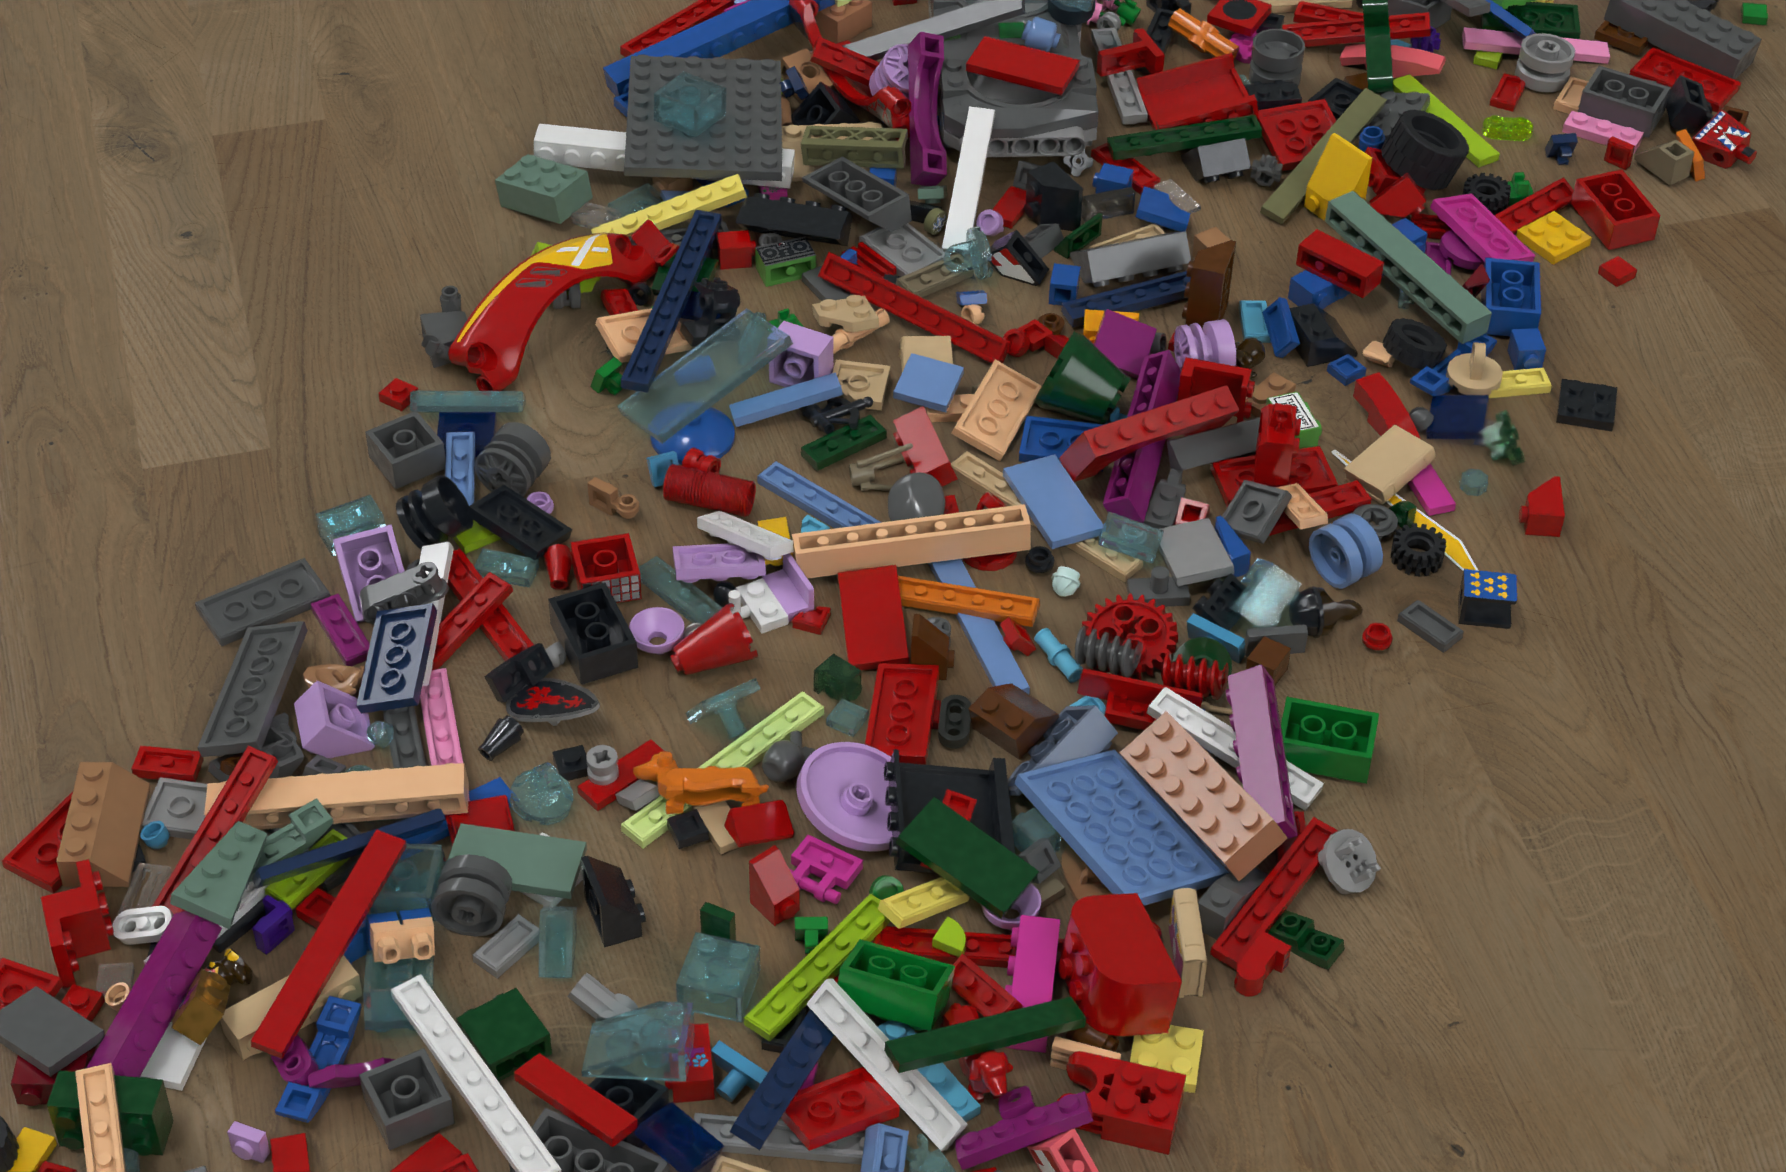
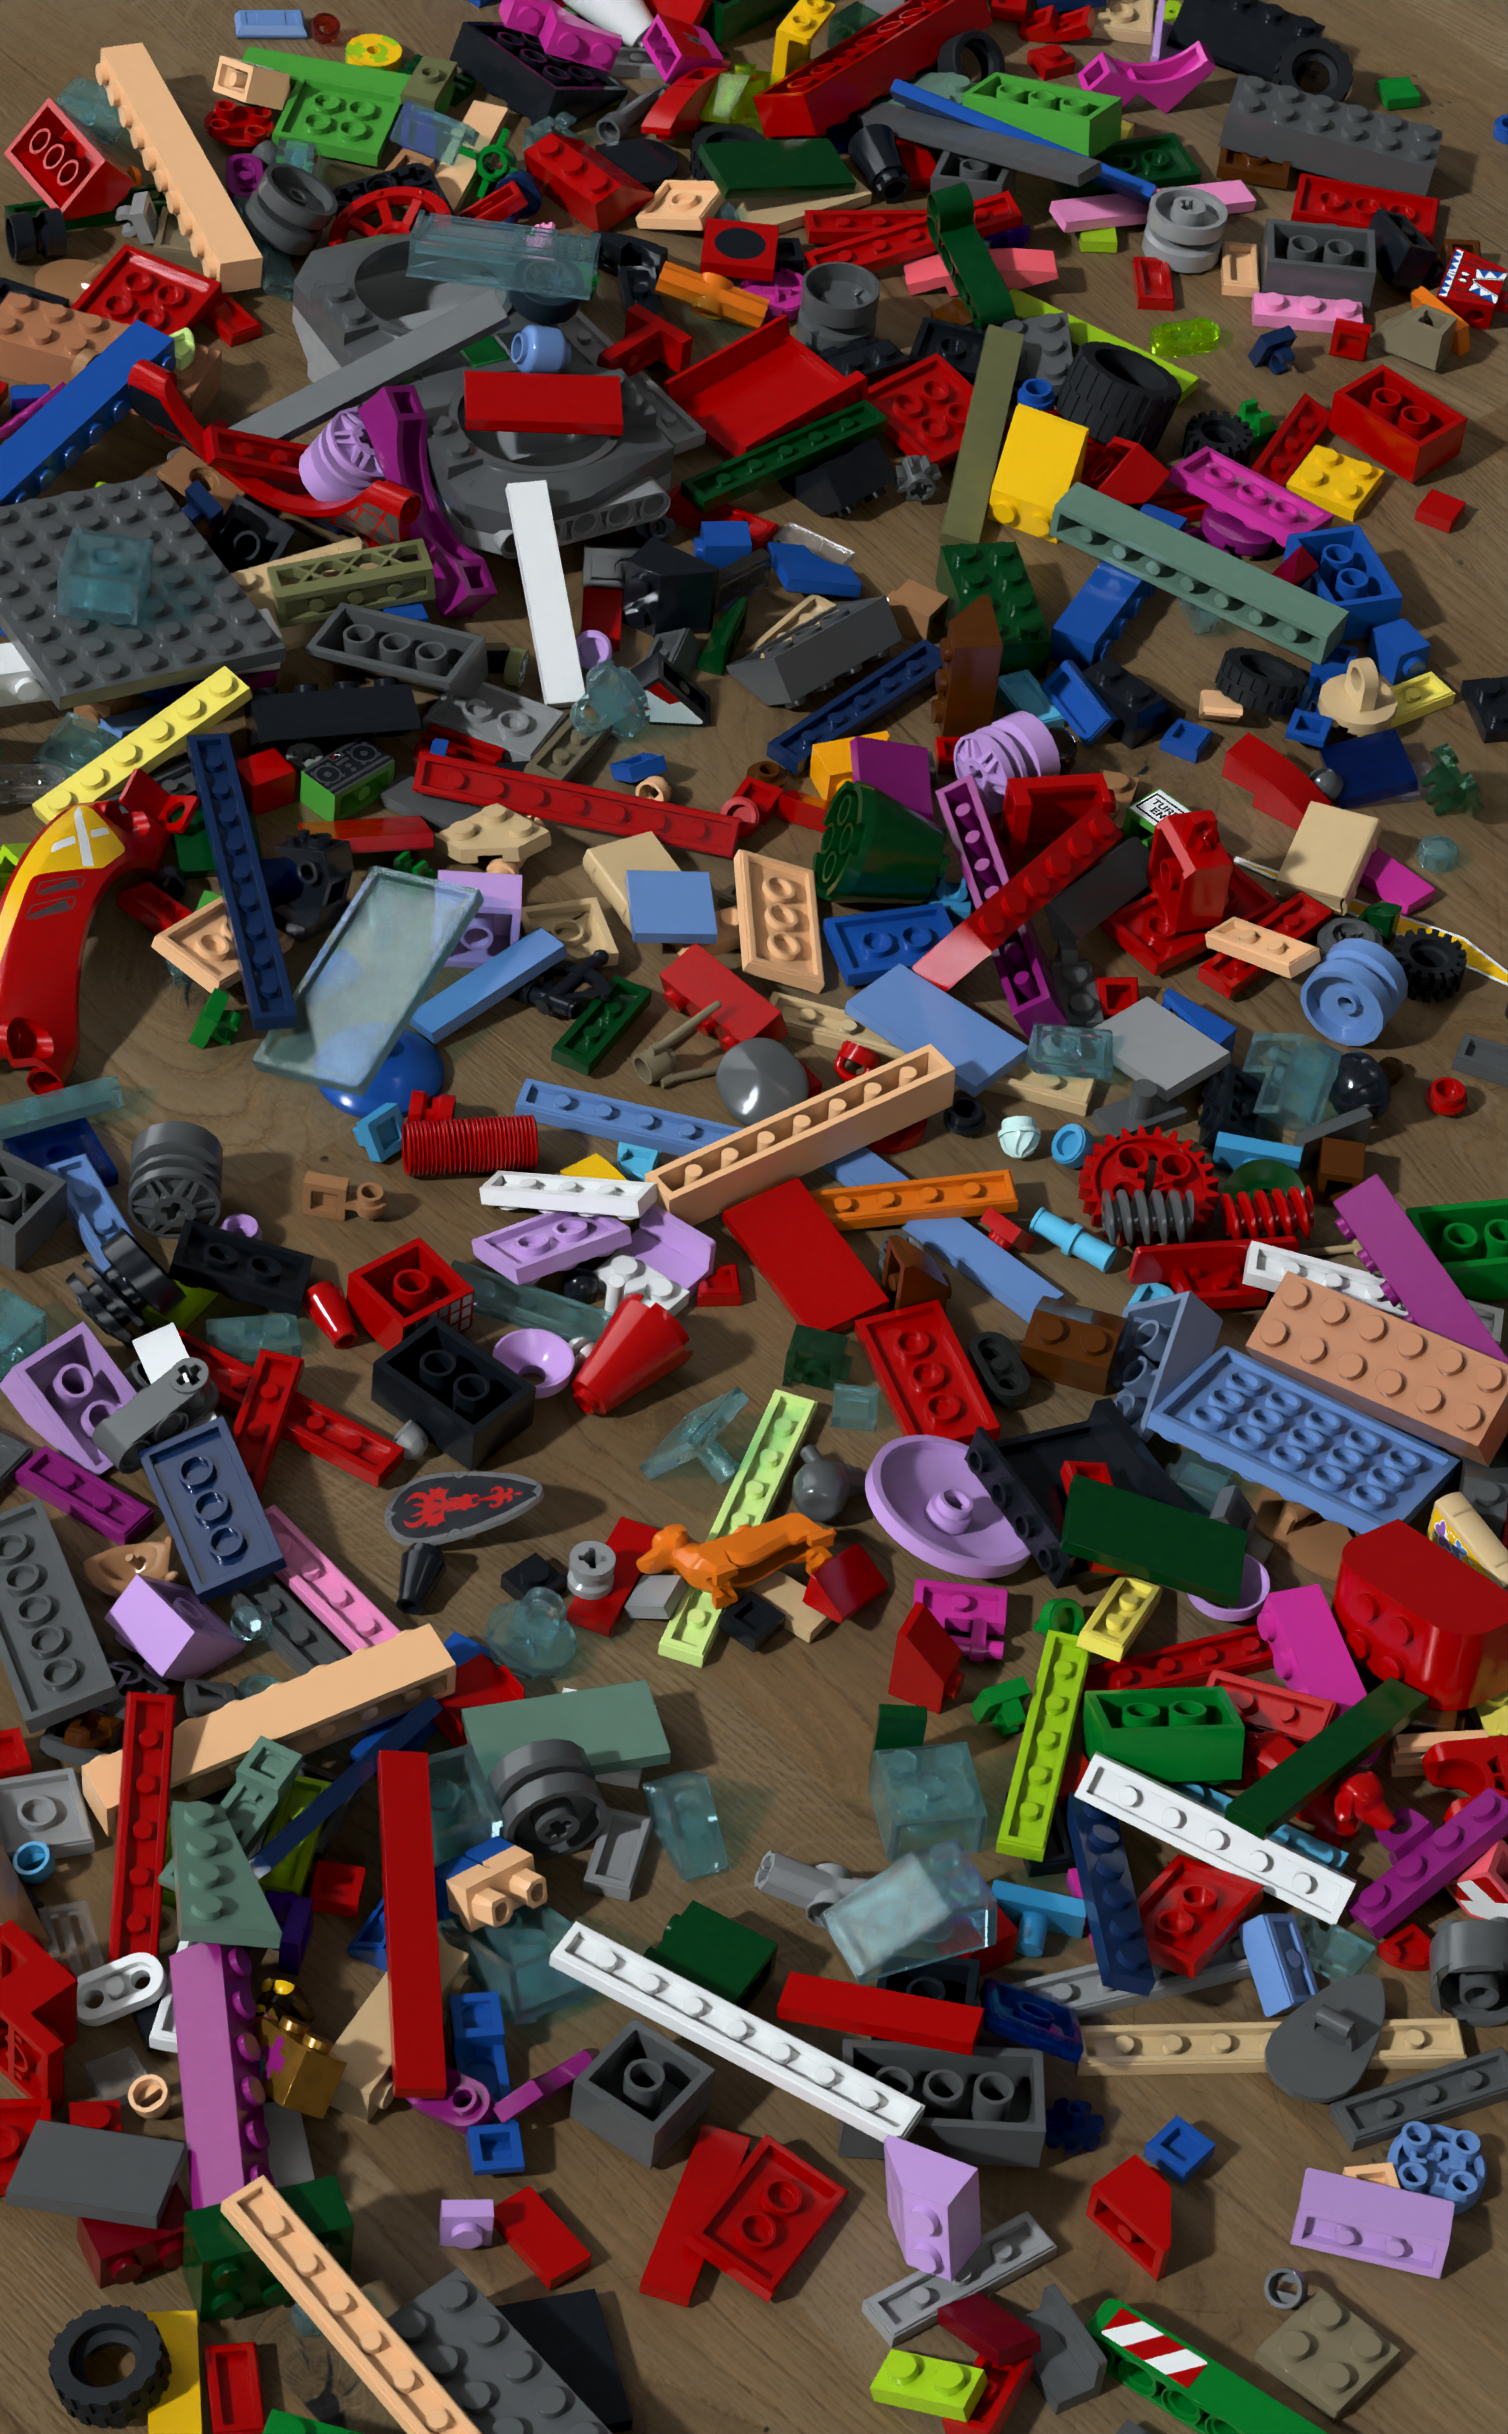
camera: 30 degrees left, 0 degrees up
(520, 670) = (389, 1473): black slope -> none
(611, 902) = (732, 1754): black slope -> none
(775, 294) = (377, 833): none -> red tile
(932, 194) = (485, 624): sand green plate -> none
(950, 938) = (1183, 1654): lime tile -> none
(1064, 283) = (752, 715): blue brick -> none
(1096, 595) = (1072, 1145): none -> dark azure tile
(1256, 510) = (1208, 967): dark grey tile -> none
(1263, 258) = (998, 571): none -> dark green brick
(1339, 263) = (1111, 591): red brick -> none

